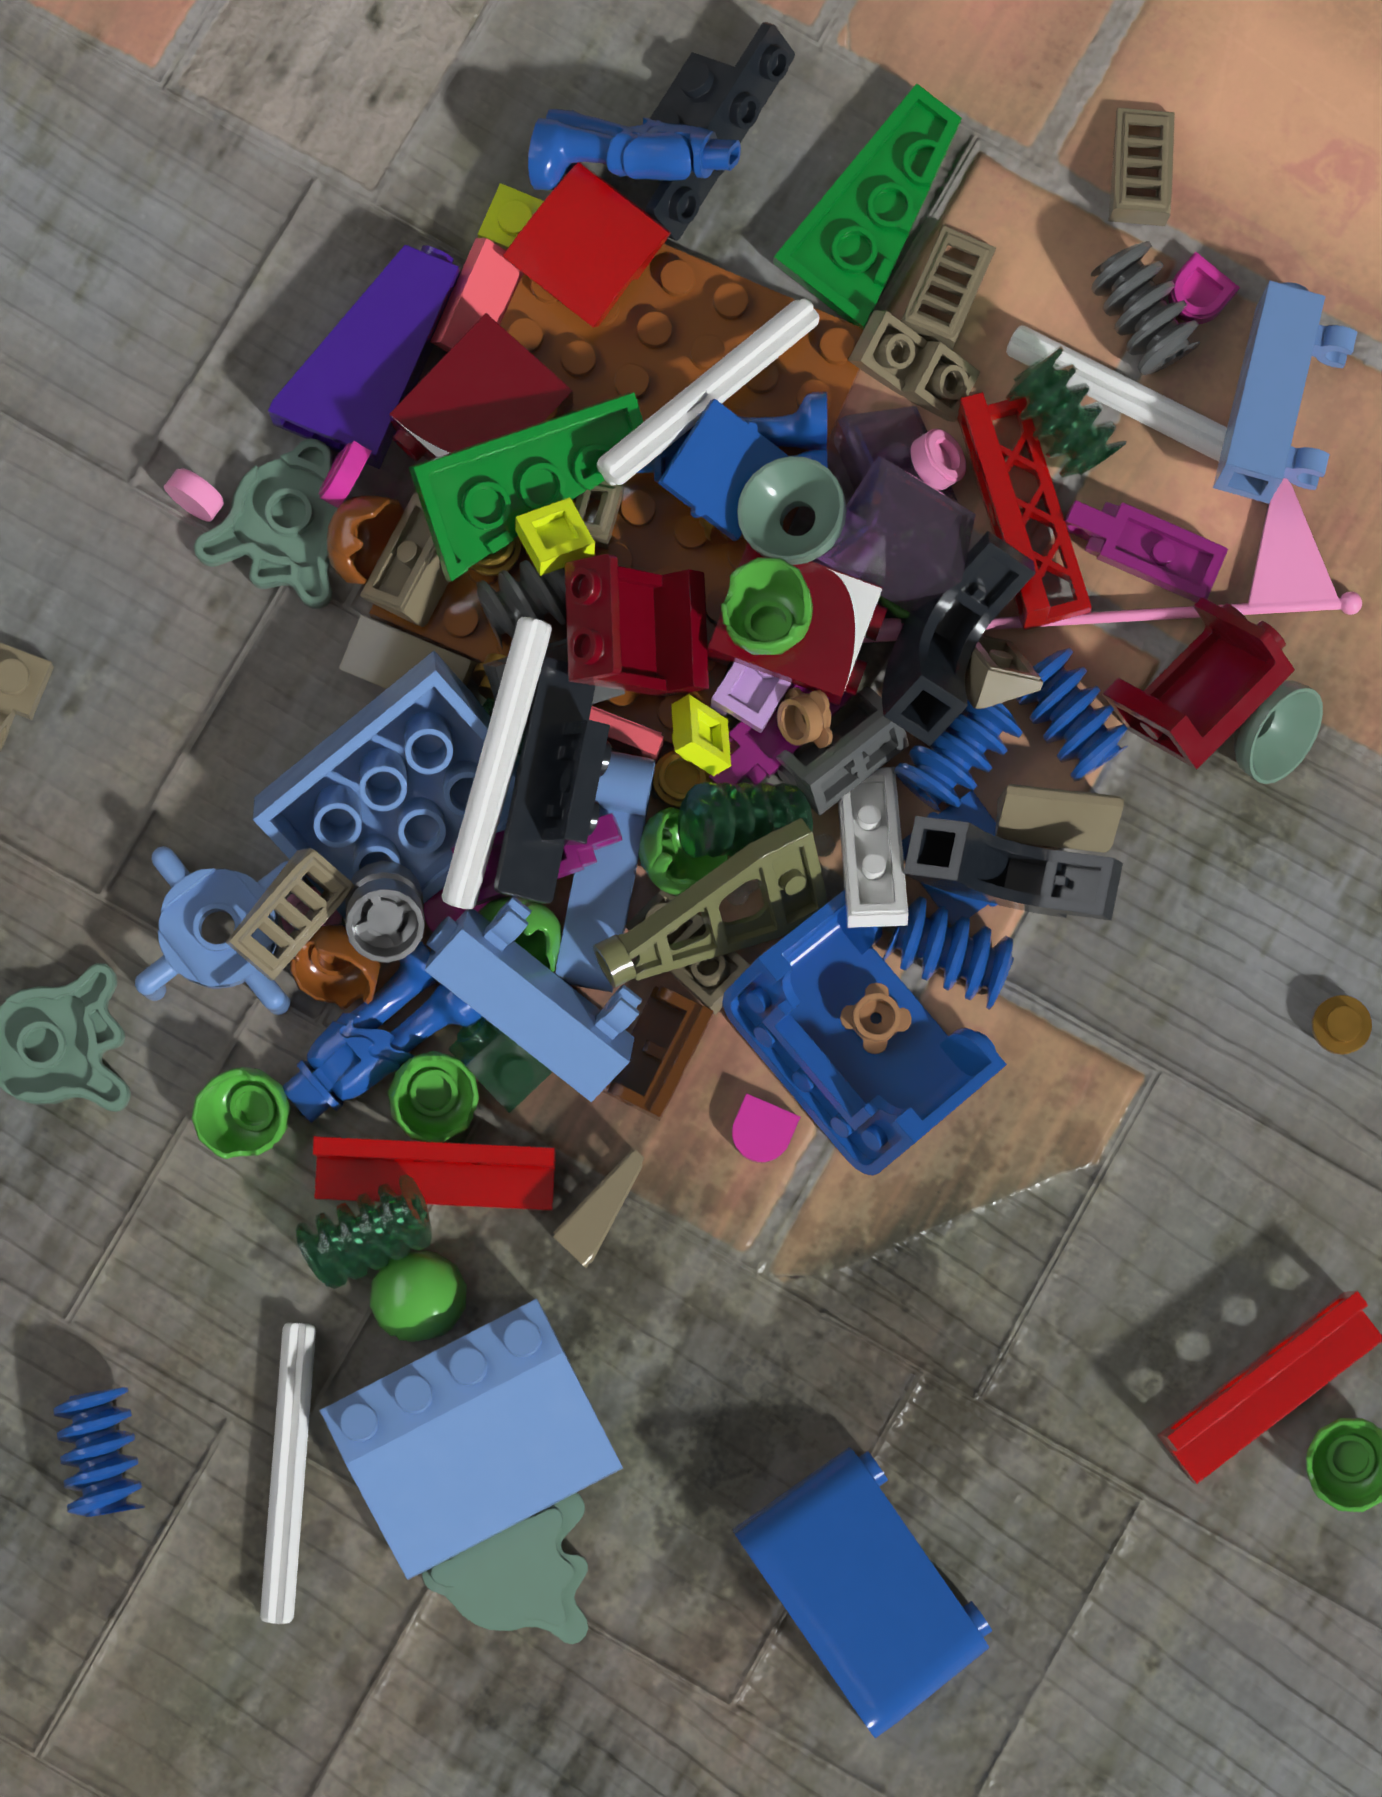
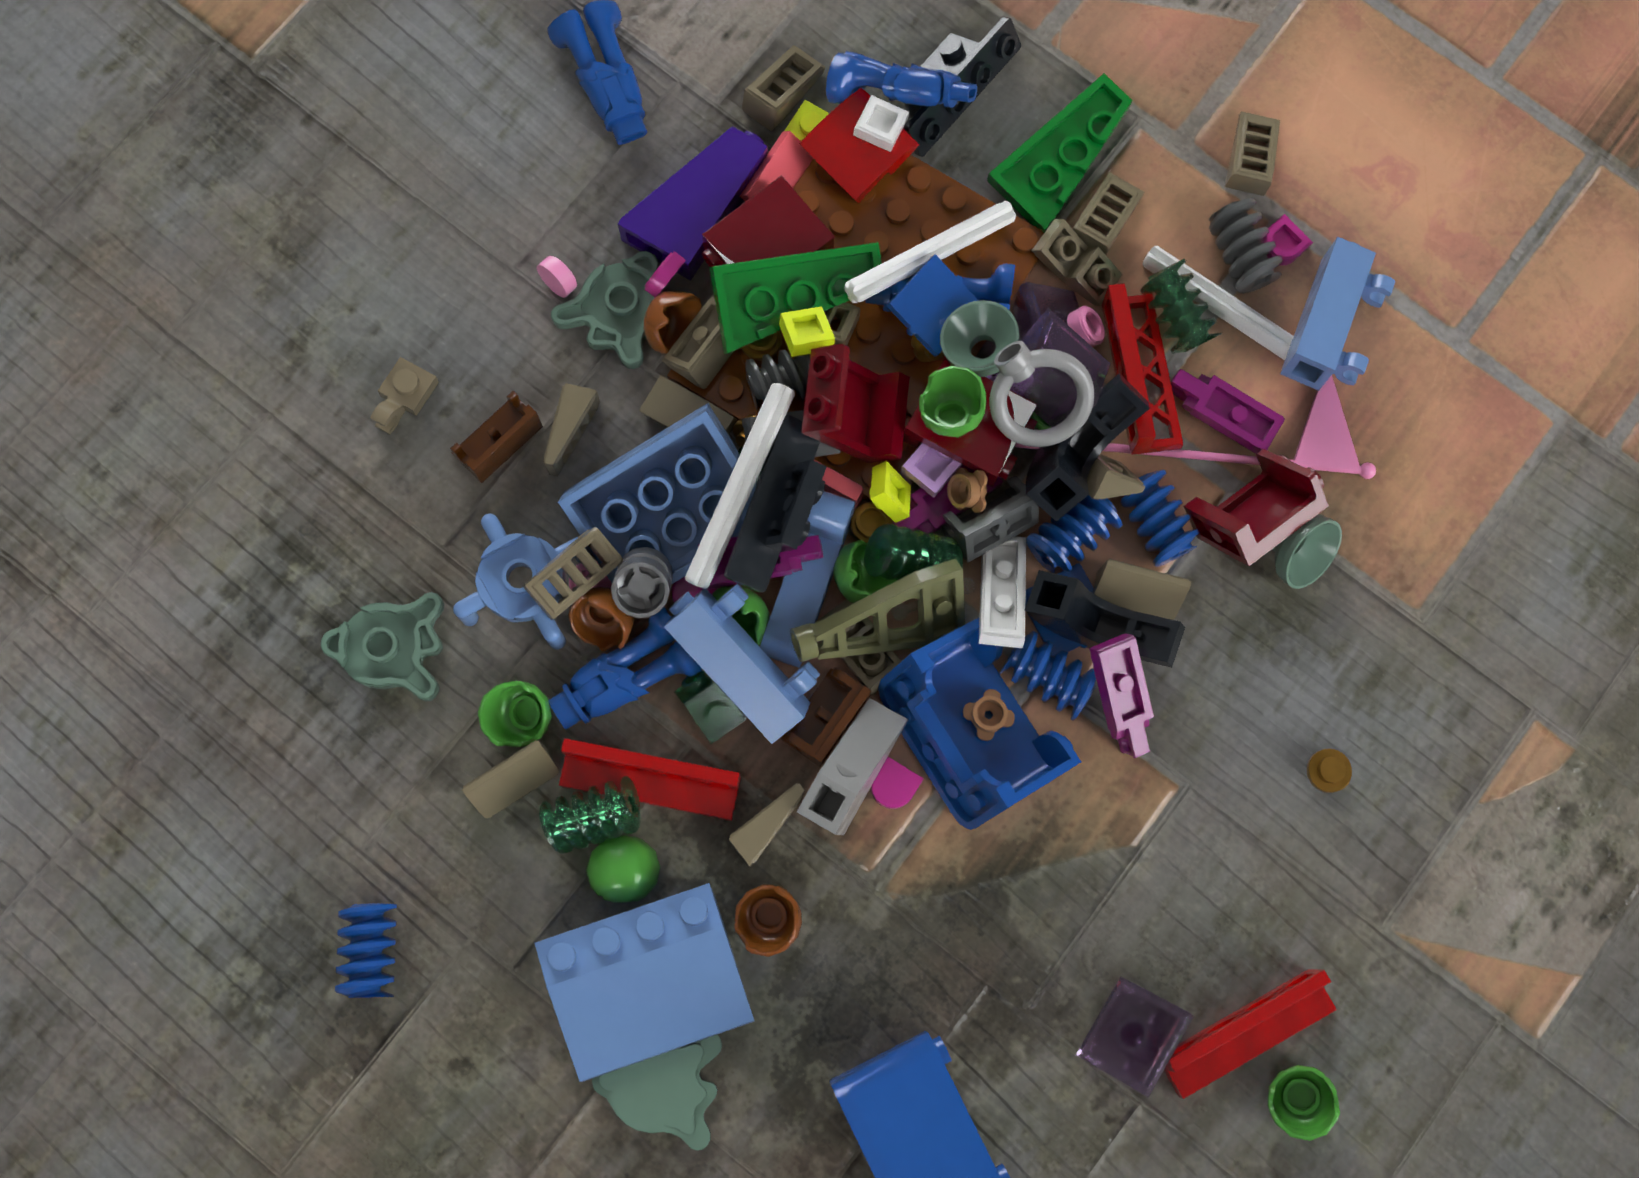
camera: 10 degrees right, 5 degrees down
(150, 735) = (498, 438): none -> reddish brown hinge
(222, 208) = (611, 85): none -> blue piece
(249, 691) = (571, 419): none -> dark tan slope
(250, 1200) = (511, 779): none -> dark tan slope
(288, 1473) = (504, 988): white axle -> none
(433, 1097) = (657, 723): bright green hair -> none
(446, 197) = (768, 107): none -> dark tan slope
(613, 214) = (880, 123): none -> white tile
(620, 1334) = (767, 920): none -> dark orange hair
(703, 1117) = (852, 768): none -> light grey slope
(847, 548) = (1019, 363): none -> light grey piece
(1051, 962) = (1123, 692): none -> hinge
(1121, 1413) = (1134, 1036): none -> clear purple slope

